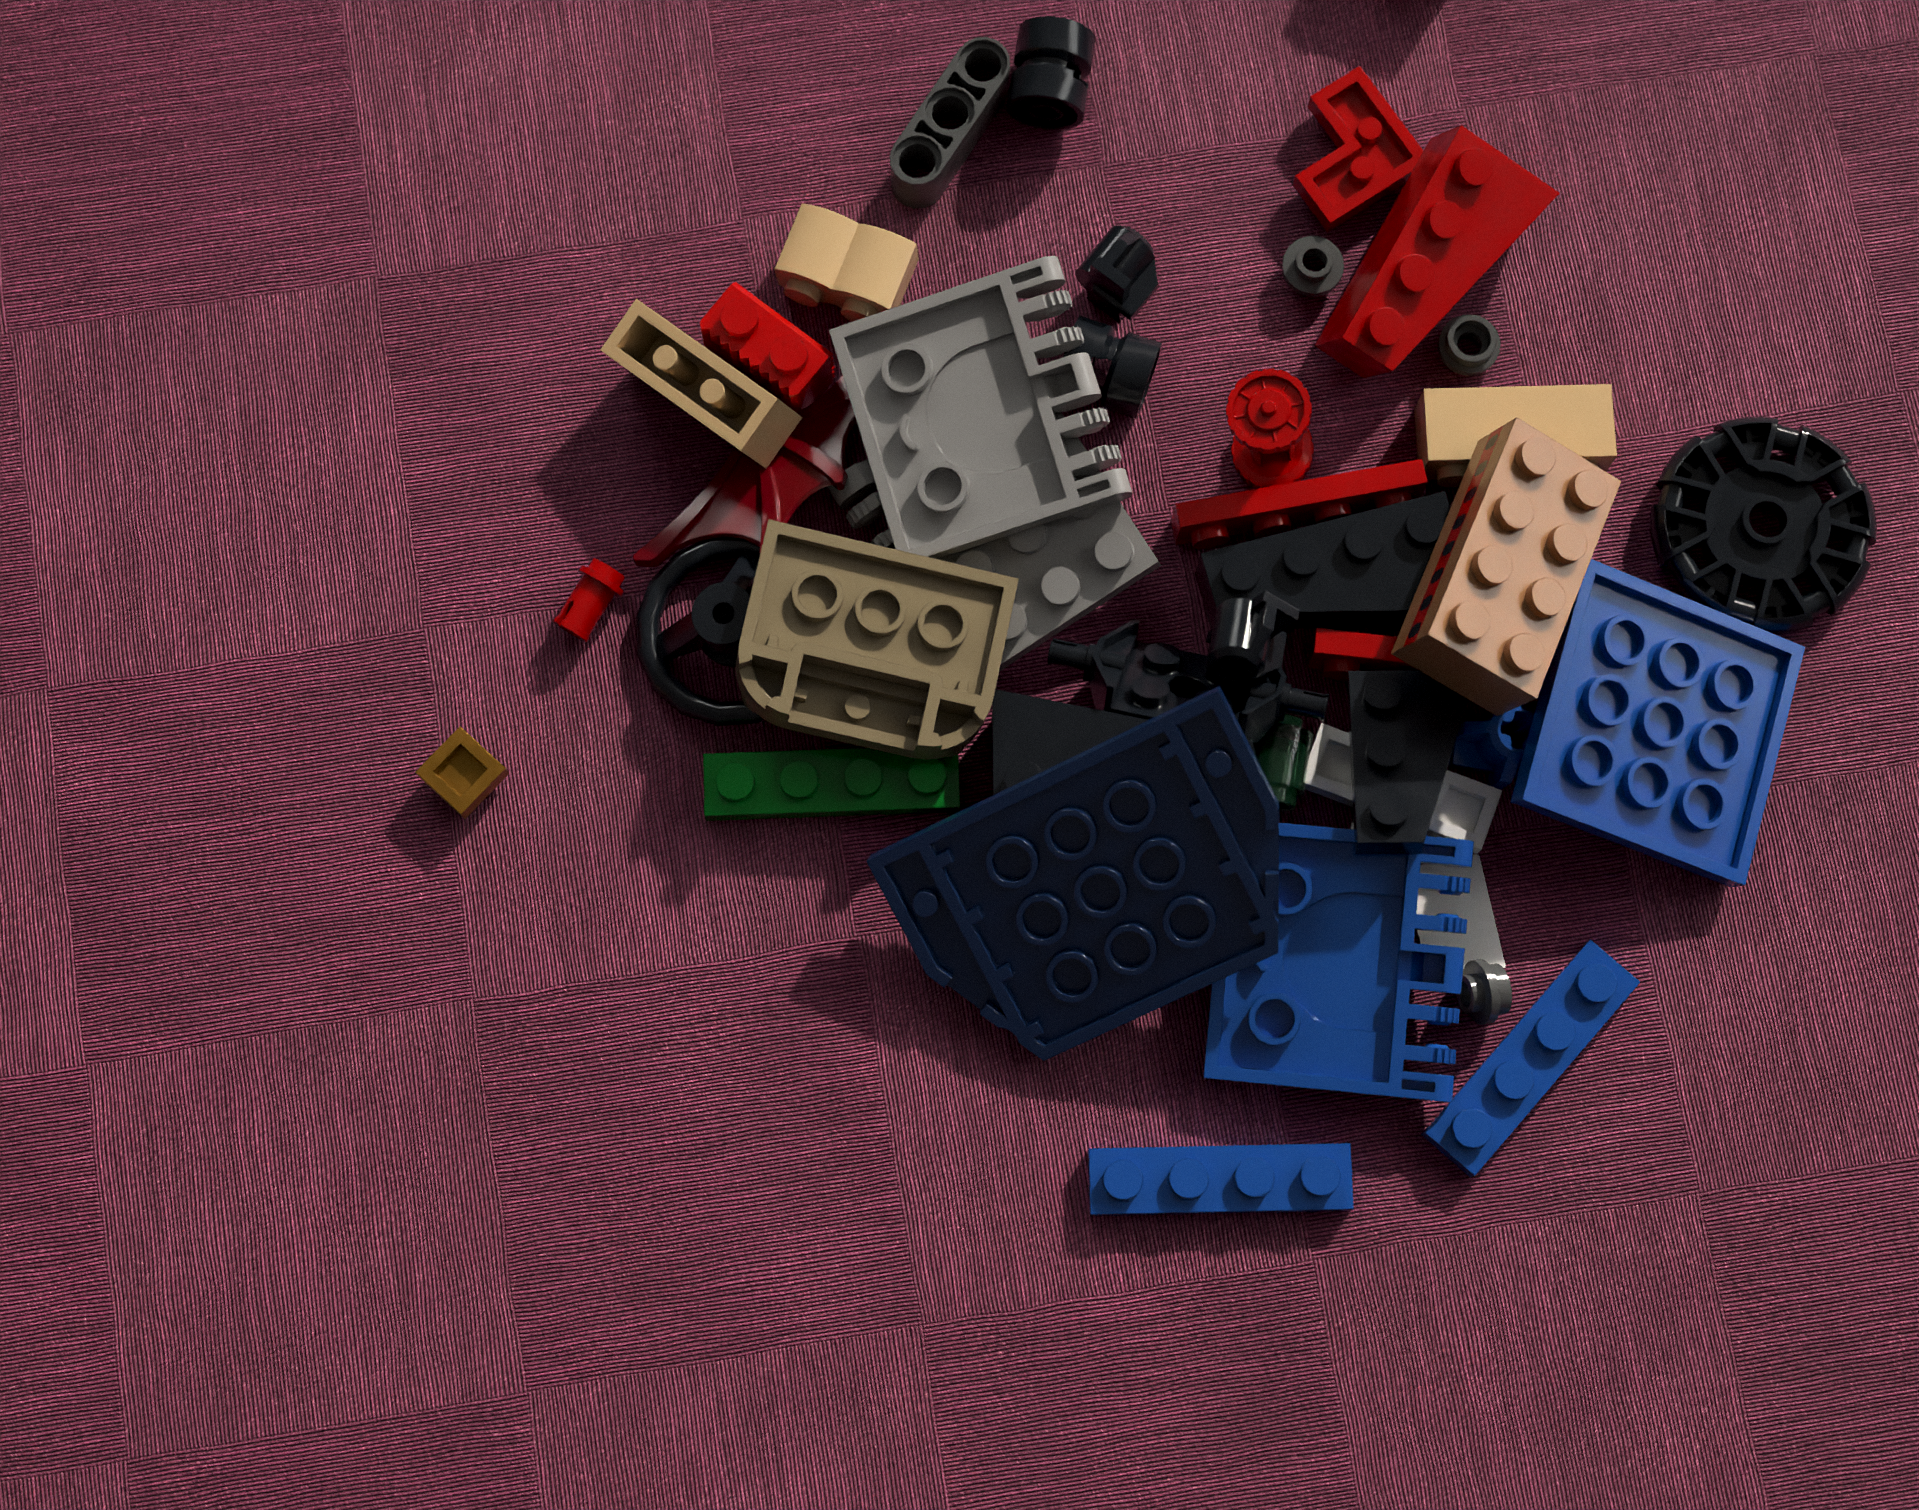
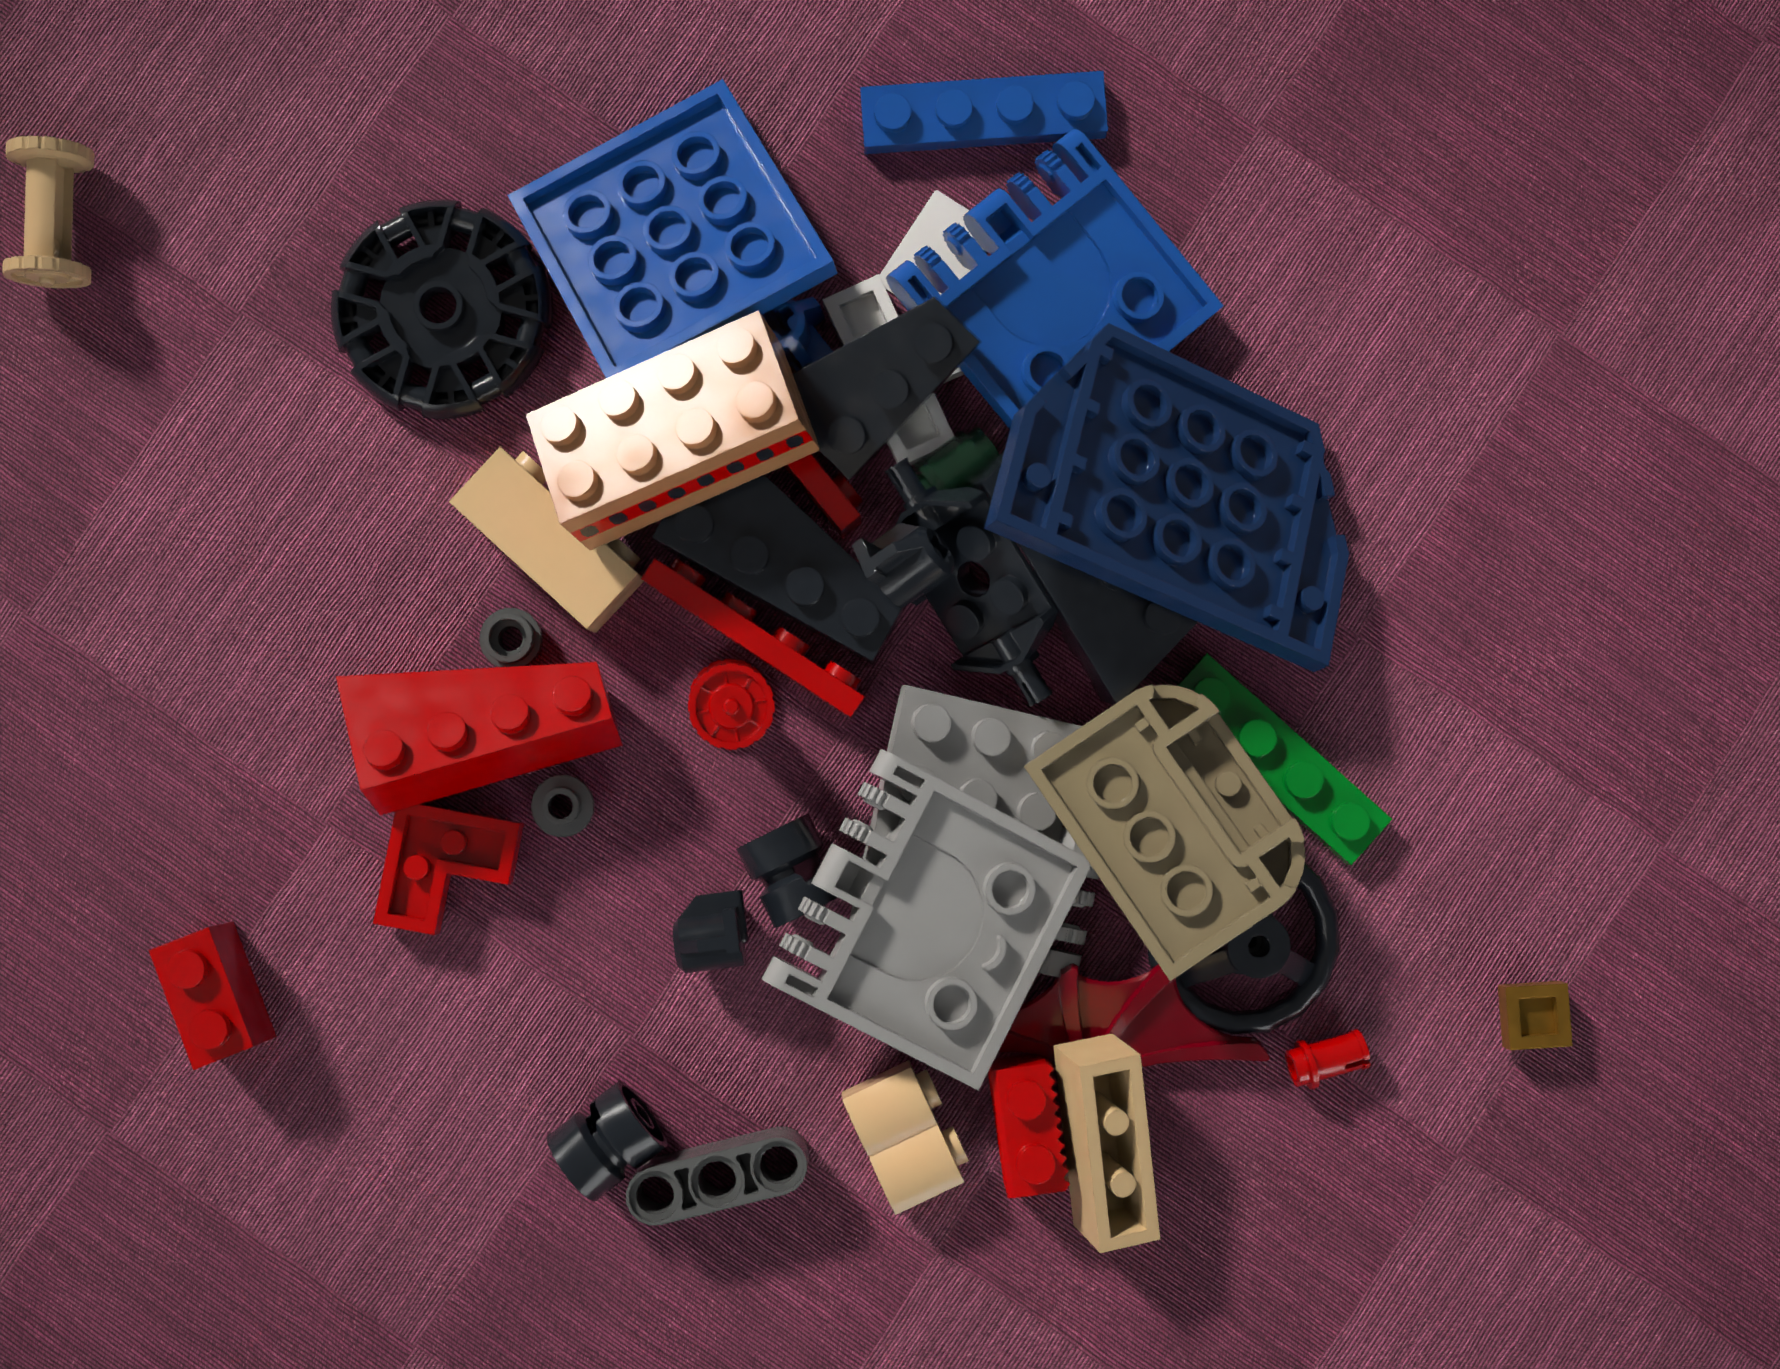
camera: 140 degrees left, 10 degrees up
(1220, 1179) = (1273, 234): blue plate -> none
(1485, 991) = (972, 179): dark grey plate -> none

